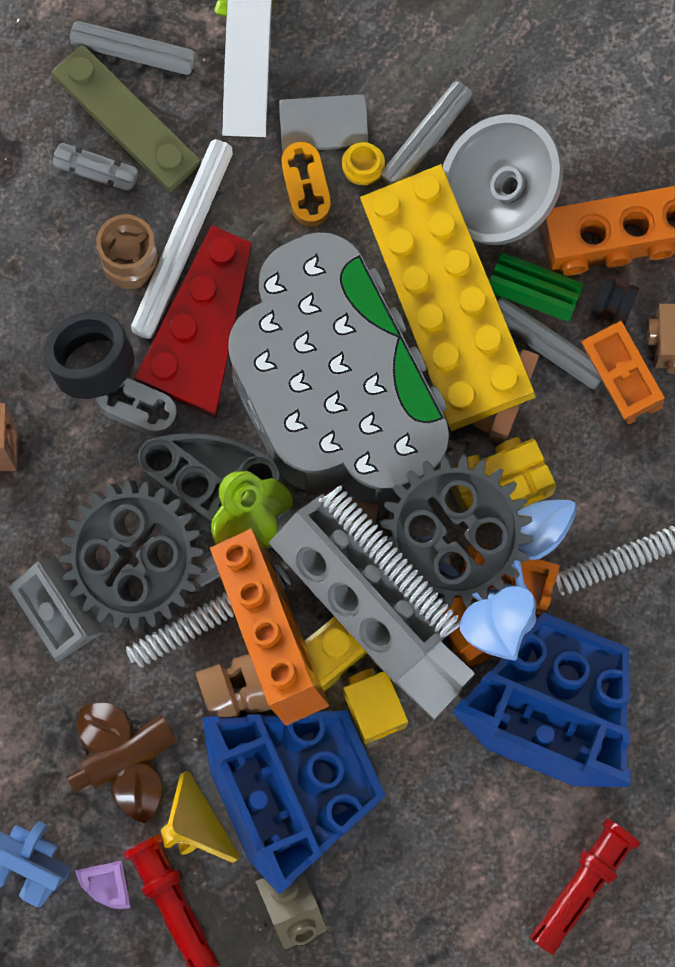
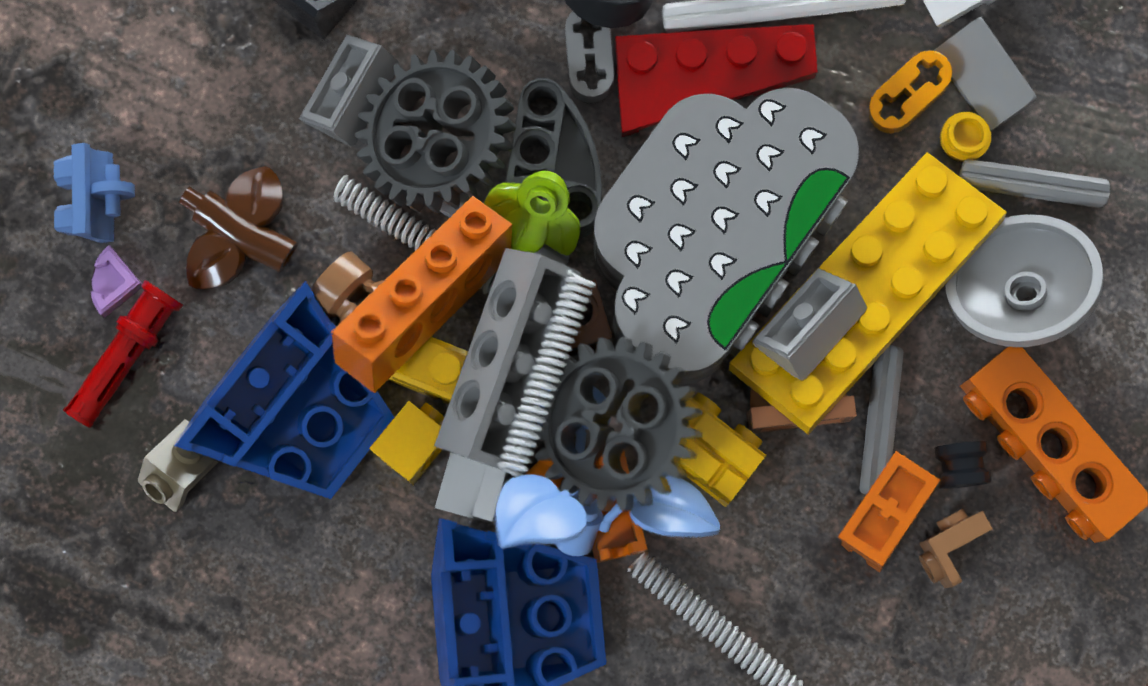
camera: 65 degrees right, 5 degrees up
(195, 823) = (209, 331): yellow piece -> none
(452, 347) = (811, 323): none -> light grey slope
(535, 287) = (939, 376): green tile -> none

